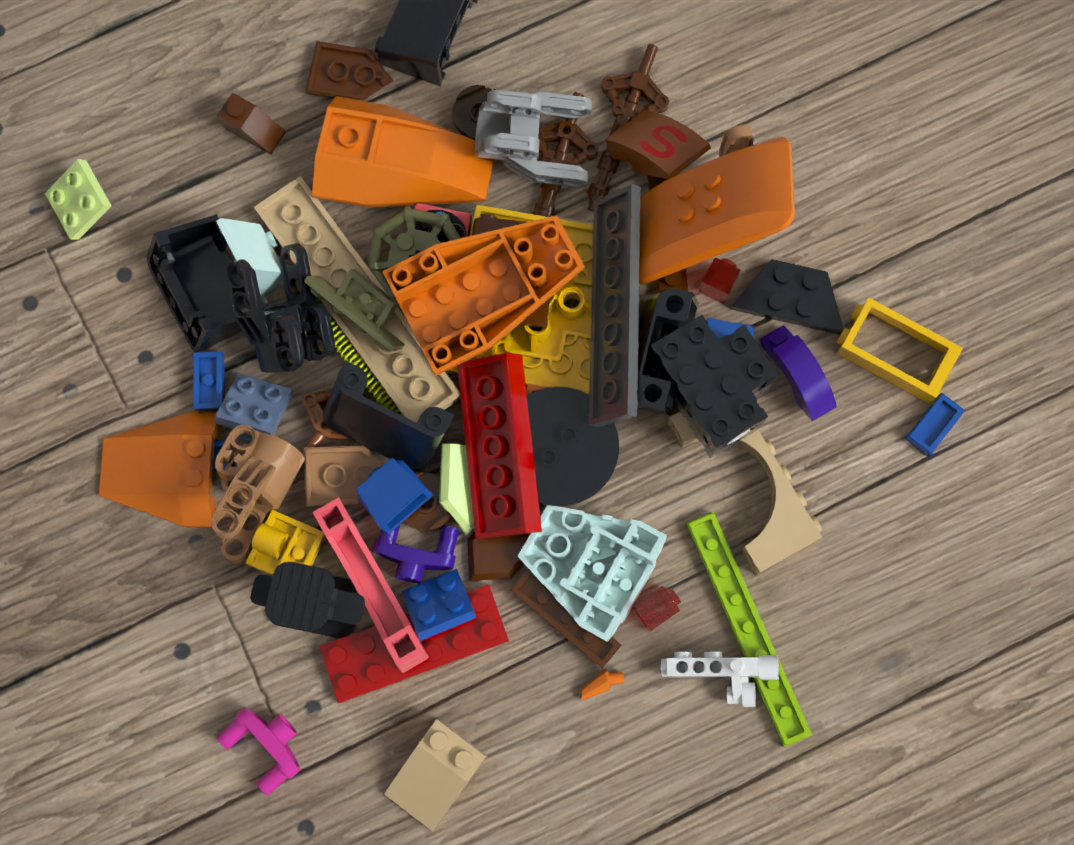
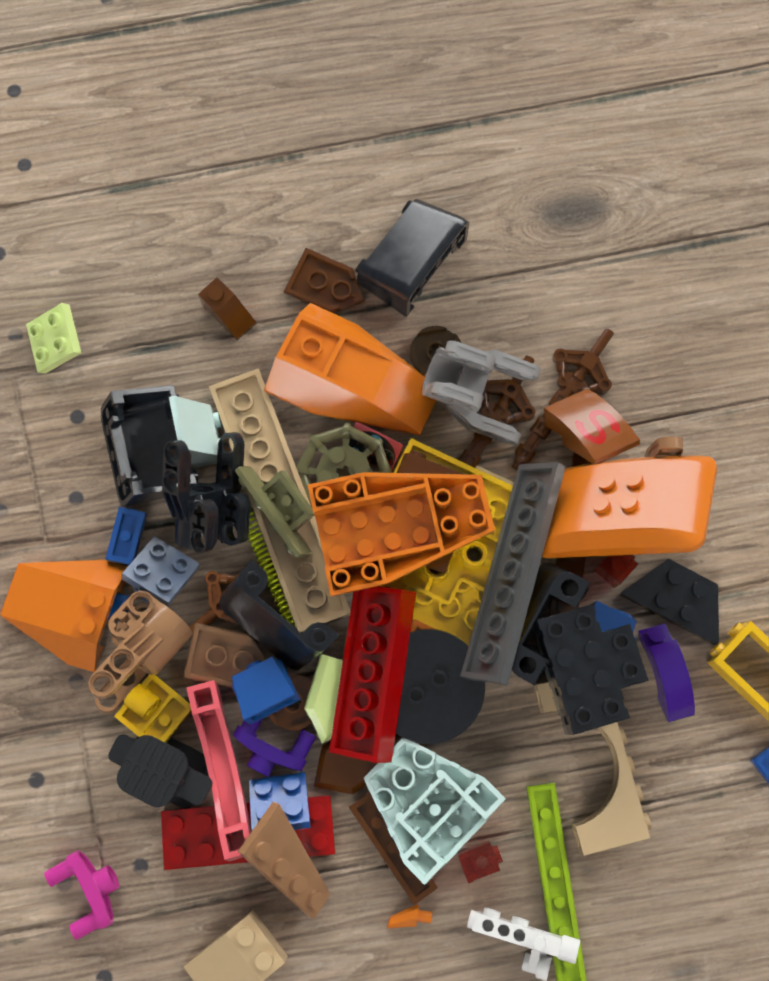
camera: 10 degrees right, 0 degrees up
(456, 654) = (284, 861): none -> medium nougat wing

